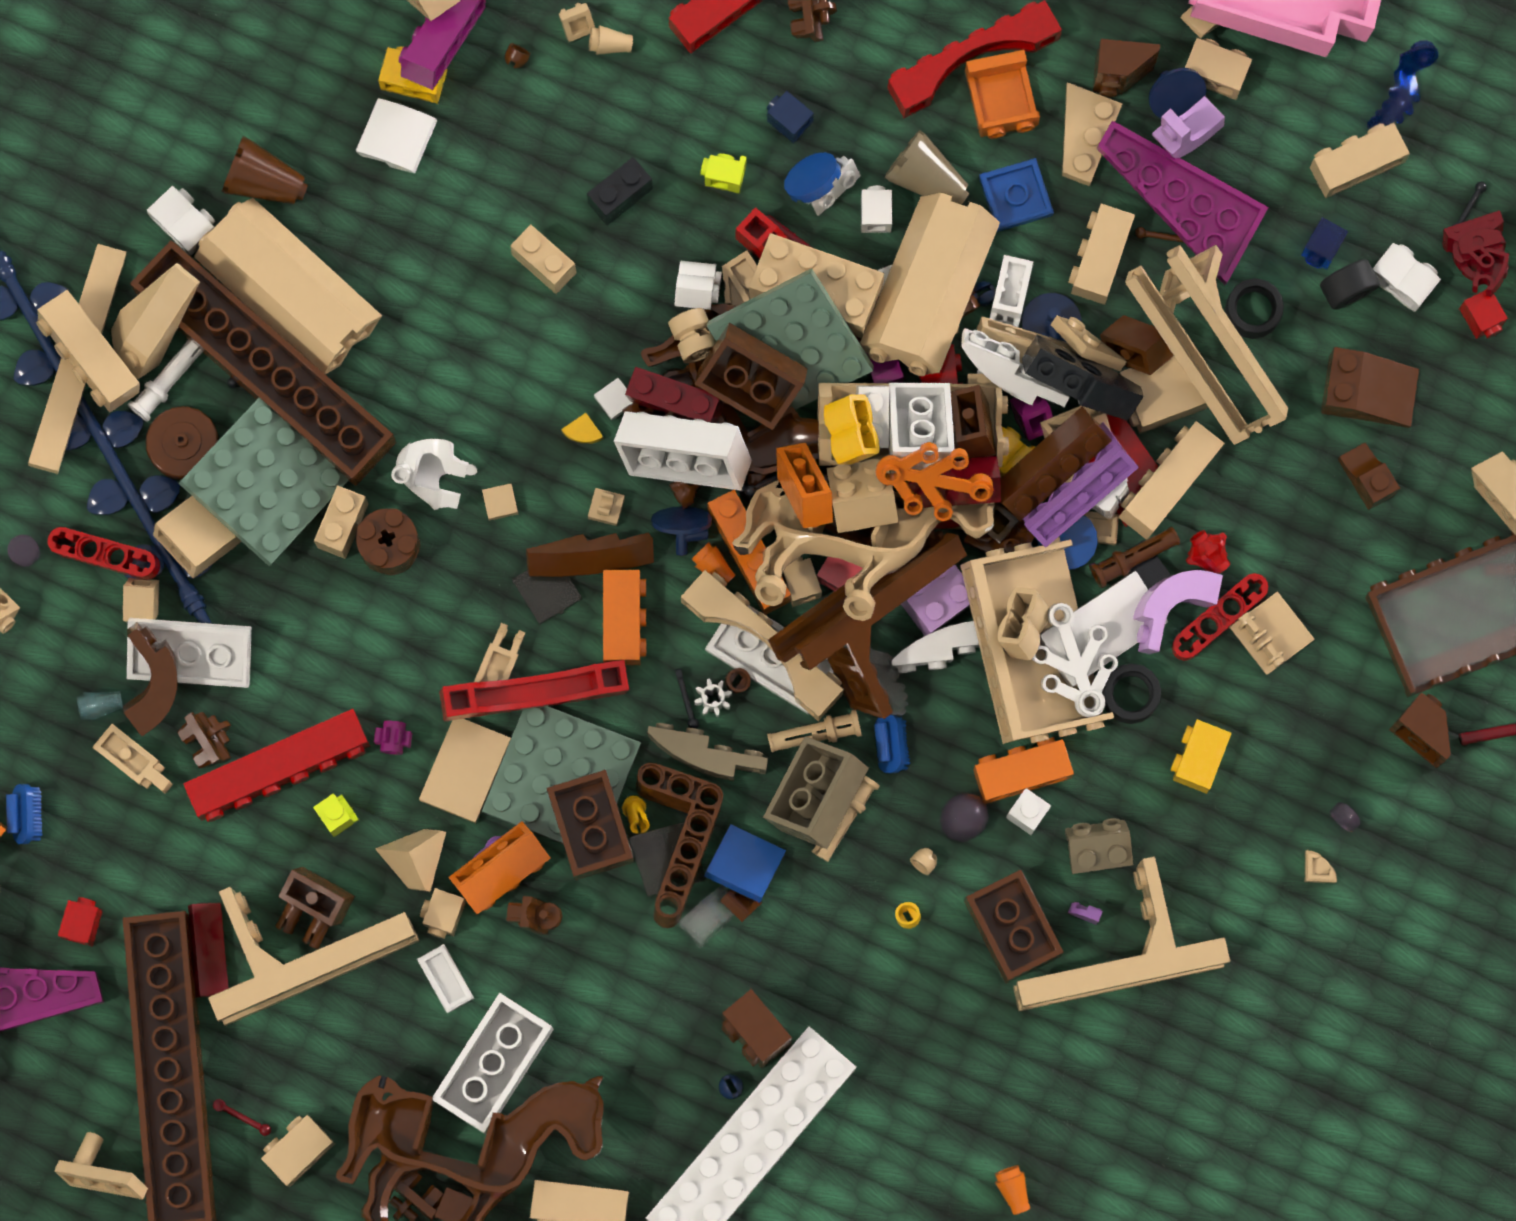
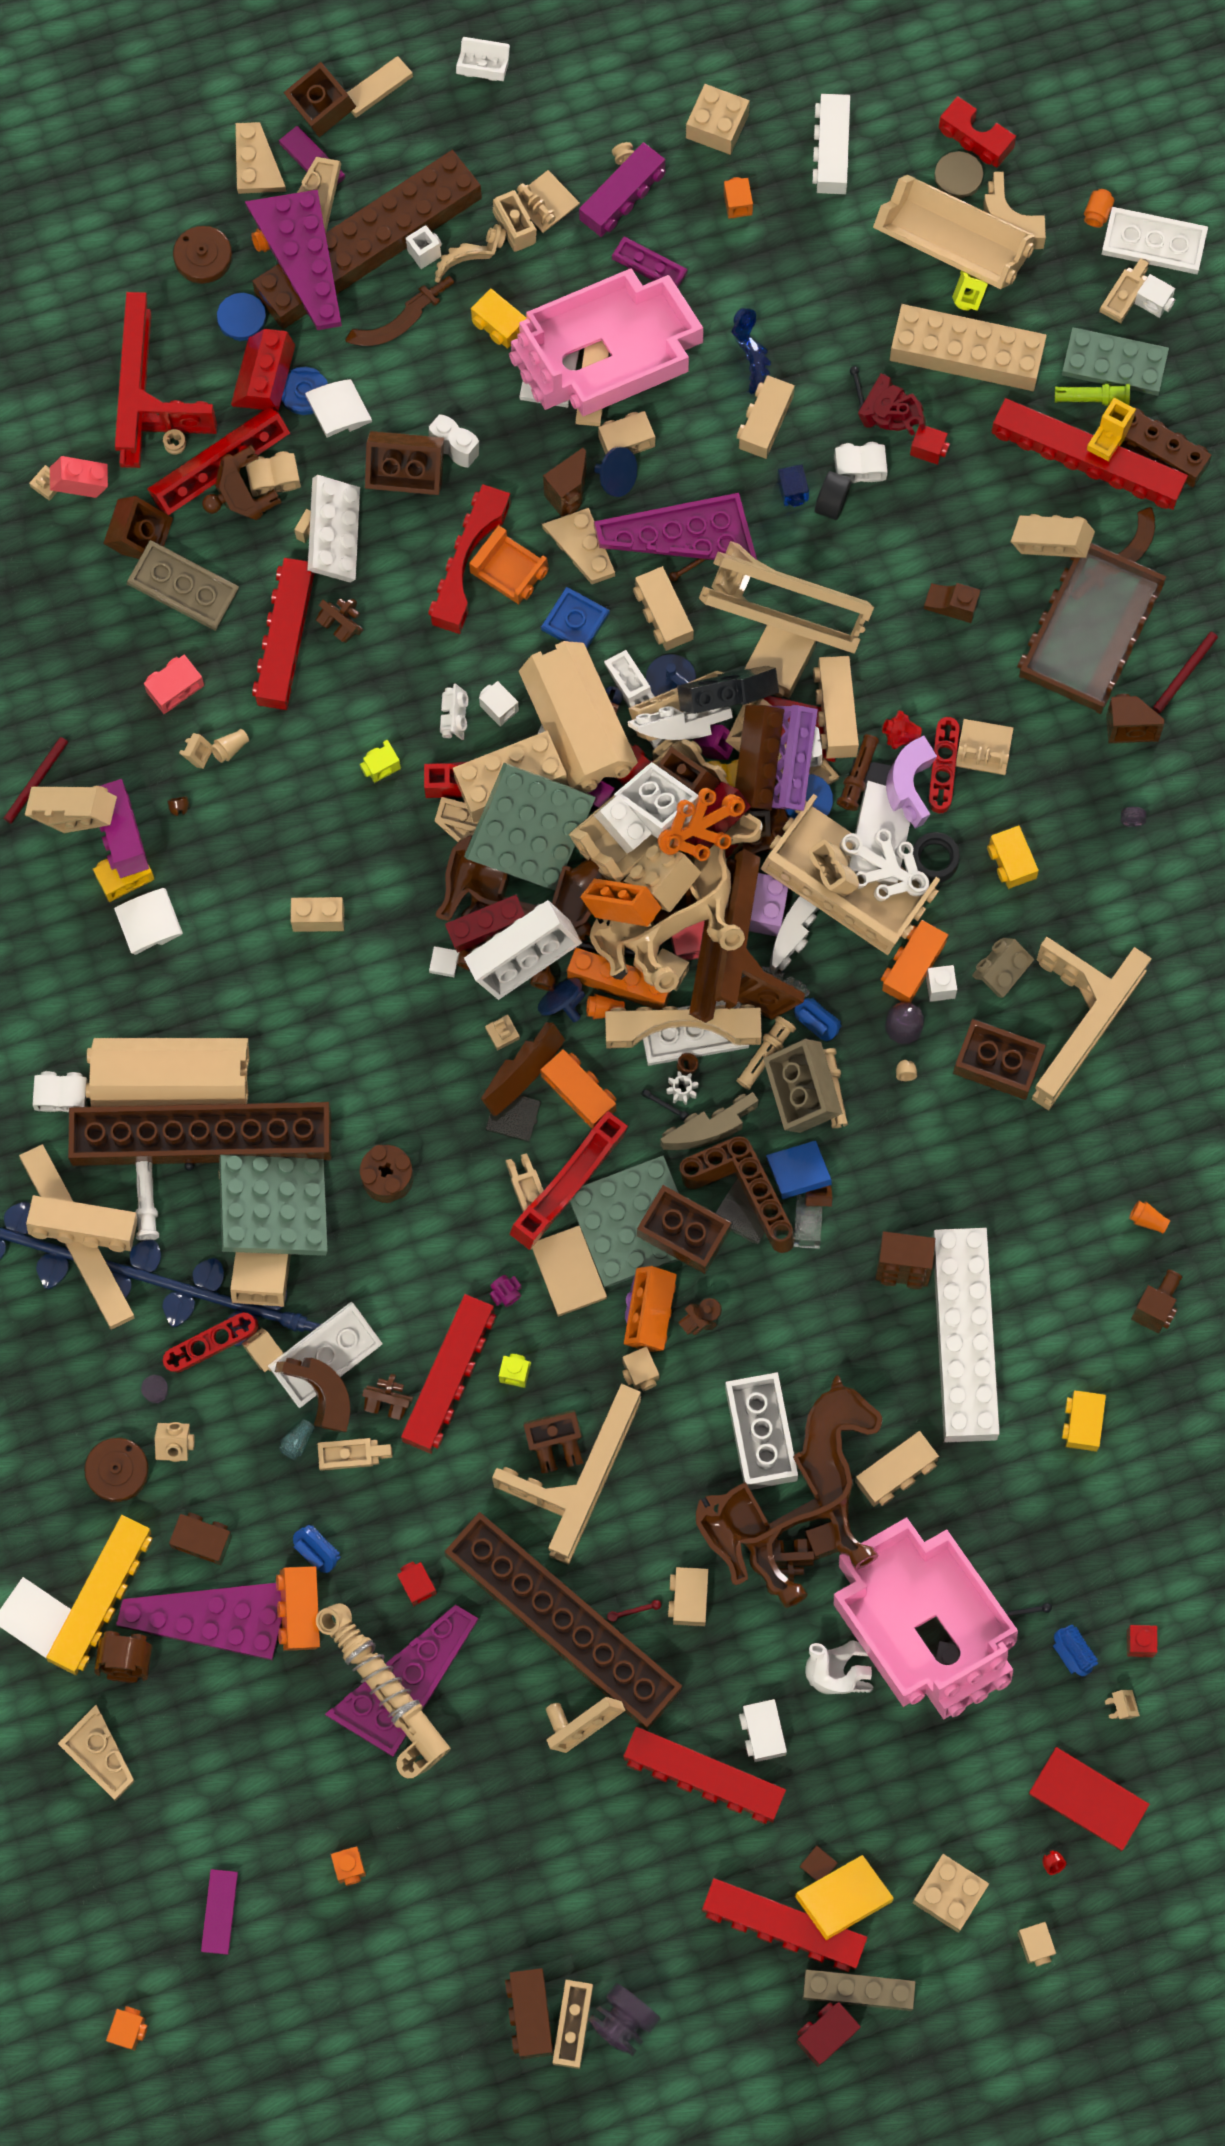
camera: 40 degrees left, 5 degrees down
(151, 319) = (103, 1166): tan wedge -> none
(180, 440) = (193, 1229): reddish brown wheel -> none
(208, 949) = (514, 1525): dark red tile -> none
(263, 176) = (86, 1019): reddish brown cone -> none
(341, 522) = (345, 1188): tan brick -> none
(415, 857) = (590, 1352): tan slope -> none
(422, 465) = (363, 1101): white piece -> none
(445, 978) = (679, 1409): white tile -> none
(500, 502) = (432, 1088): tan tile -> none
(582, 430) = (442, 998): yellow tile -> none
(620, 191) = (326, 830): black brick -> none
(634, 809) = (705, 1200): yellow pin -> none
(693, 334) = (462, 874): tan wheel -> none
(697, 285) = (431, 844): white brick -> none
(725, 1090) = (916, 1318): dark blue hinge -> none
(751, 376) = (524, 864): reddish brown brick -> none
(751, 489) = (586, 938): black hinge -> none
(789, 116) = (388, 693): dark blue brick -> none
(812, 177) = (440, 716): blue tile -> none
(851, 429) = (620, 840): yellow brick -> none
(913, 911) = (929, 1107): yellow hinge -> none
(927, 171) = (506, 651): dark tan cone -> none
(1086, 344) = (708, 668): tan wing -> none
(1088, 913) = (1039, 1011): medium lavender tile -> none
(1137, 344) = (739, 643): reddish brown brick -> none
(1190, 130) = (646, 485): lavender arch -> none
(1265, 289) = (794, 544): black tyre -> none
(1318, 869) = (1146, 863): tan tile -> none
(1369, 388) = (902, 549): reddish brown slope -> none

